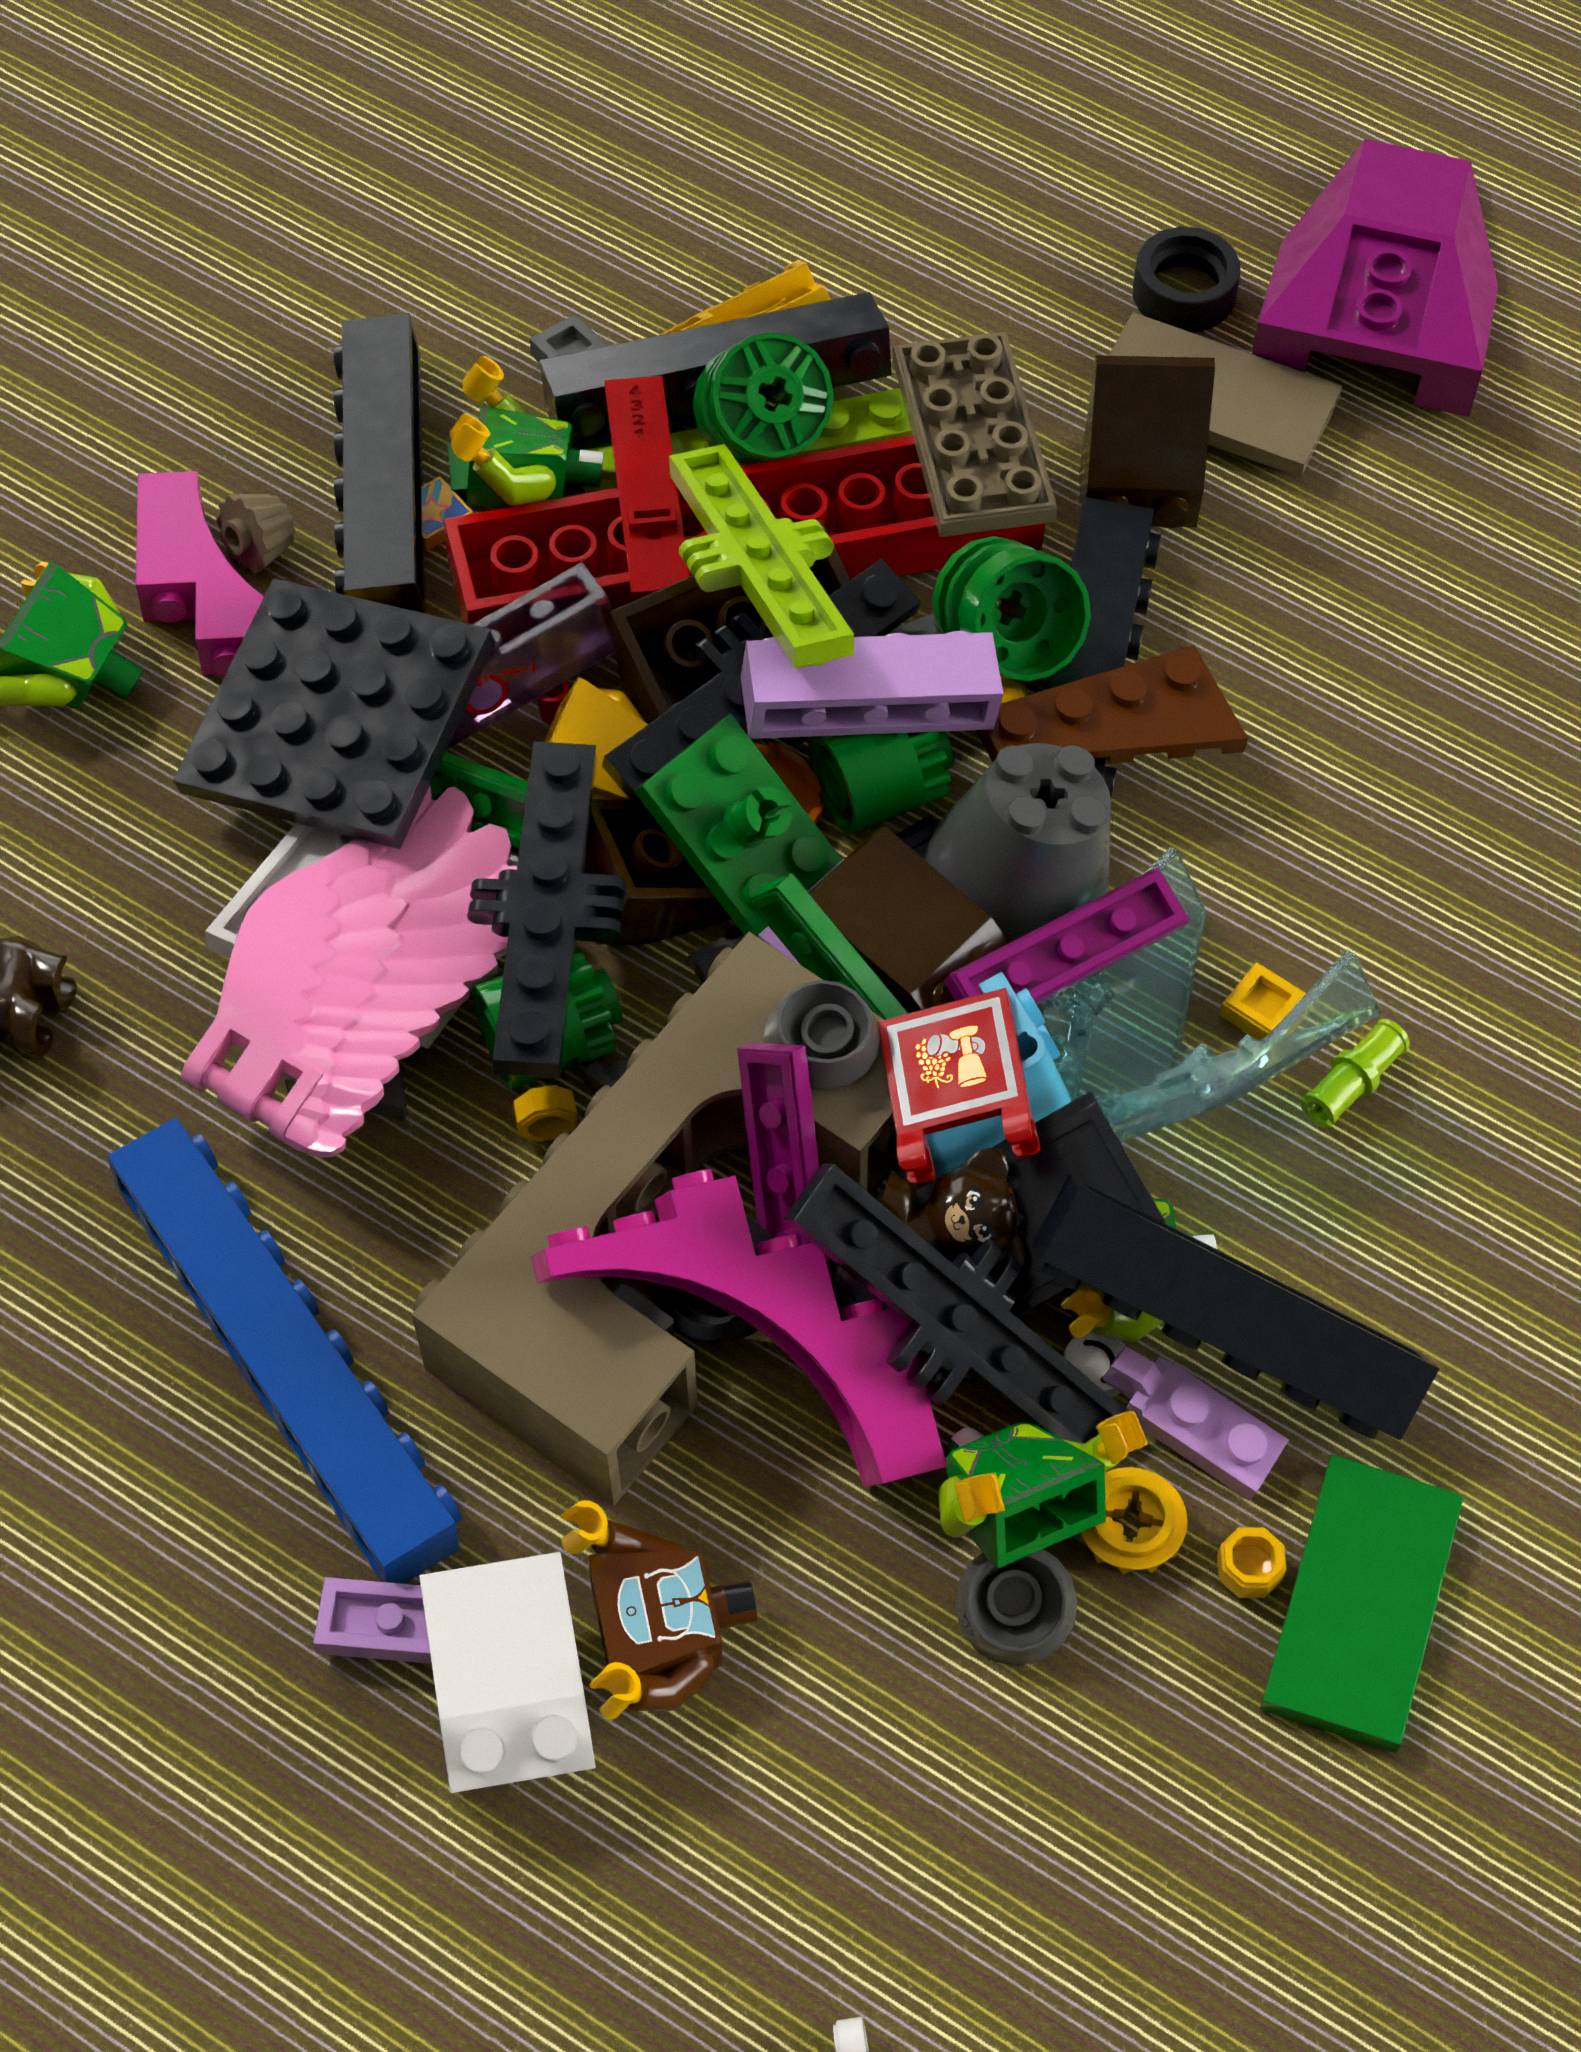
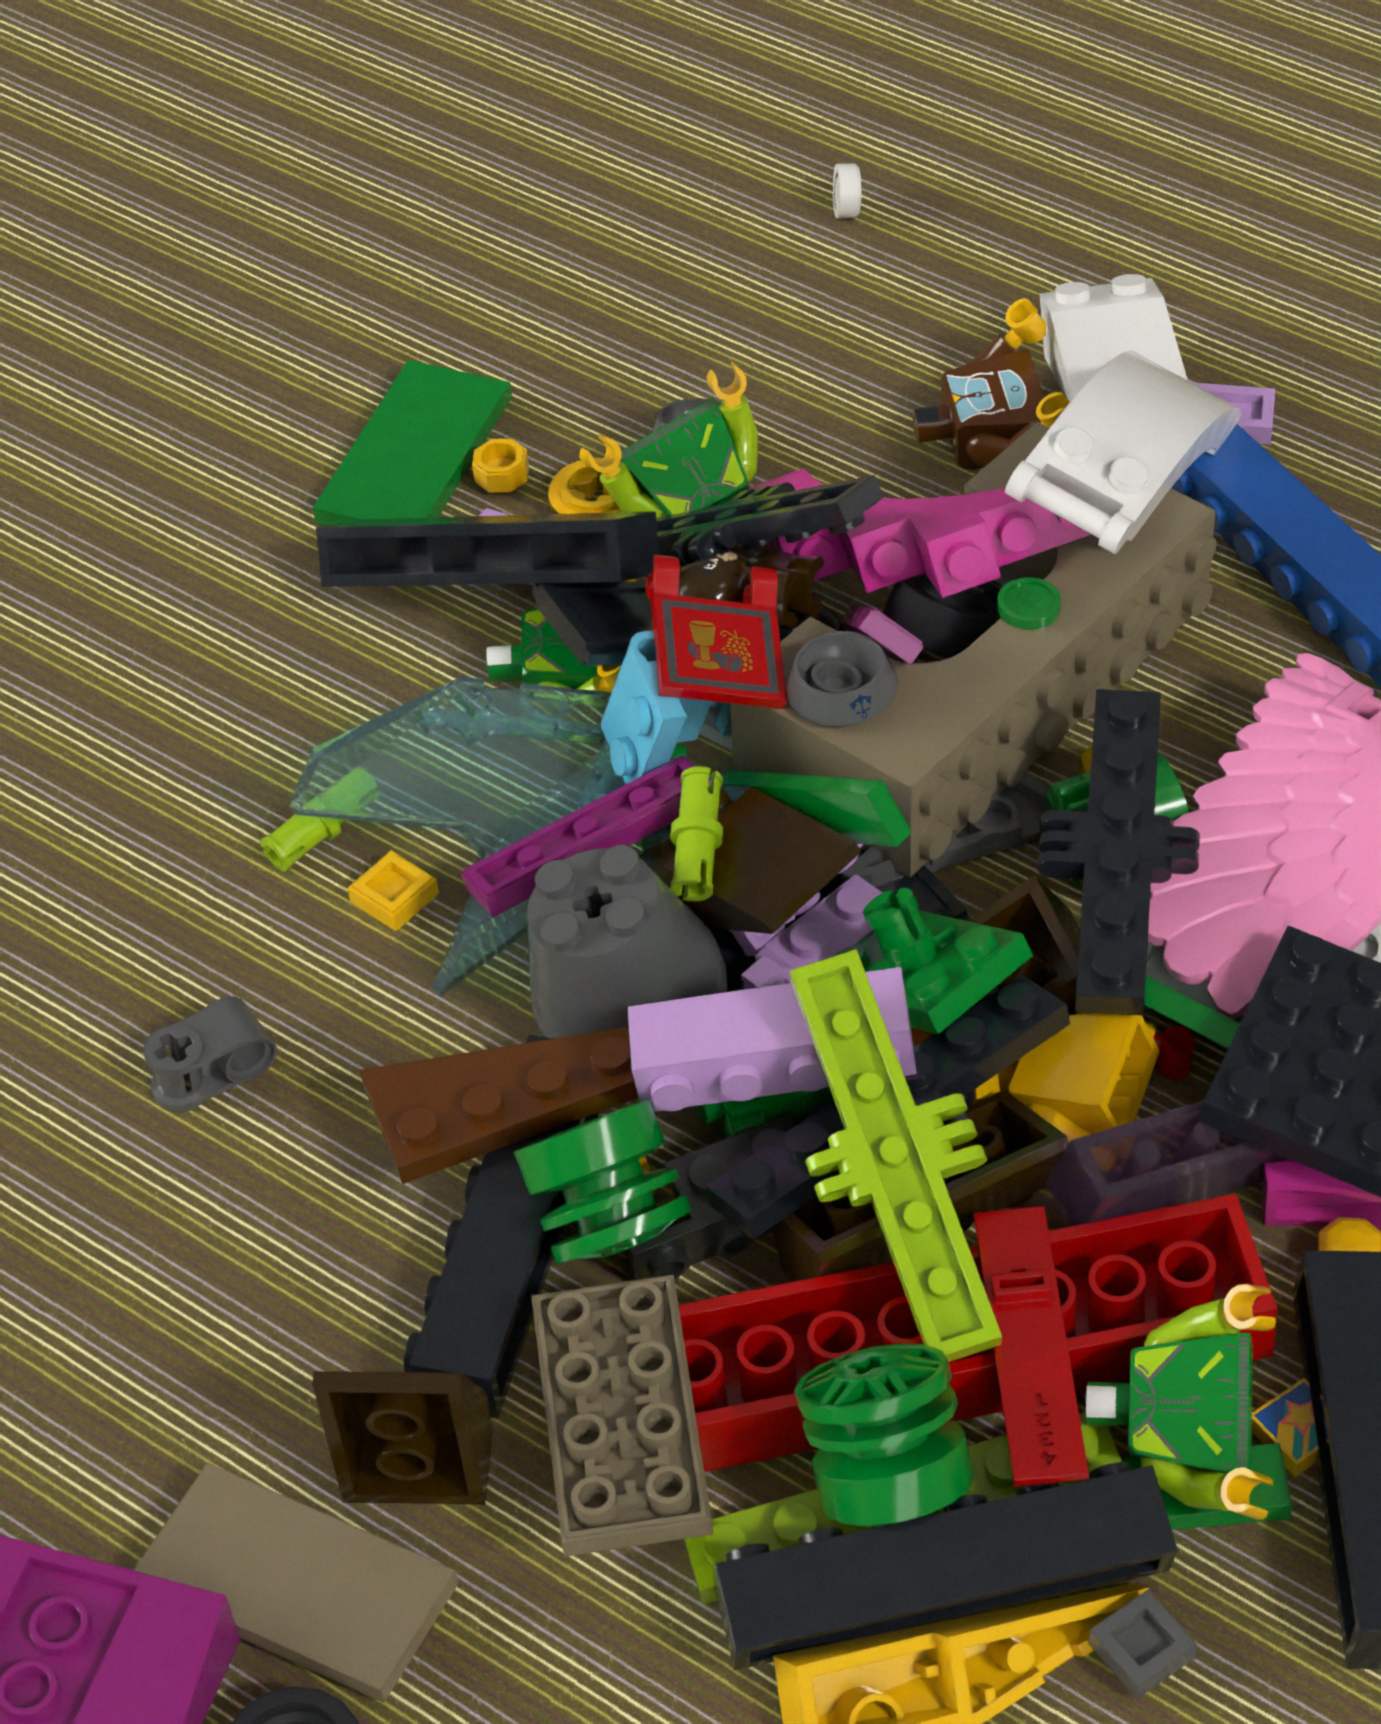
camera: 170 degrees left, 10 degrees down
(489, 1364) = (1122, 447): none -> white windscreen
(625, 1163) = (1029, 603): none -> green piece
(958, 906) = (696, 833): none -> lime pin
(1399, 813) = (210, 1049): none -> dark grey piece

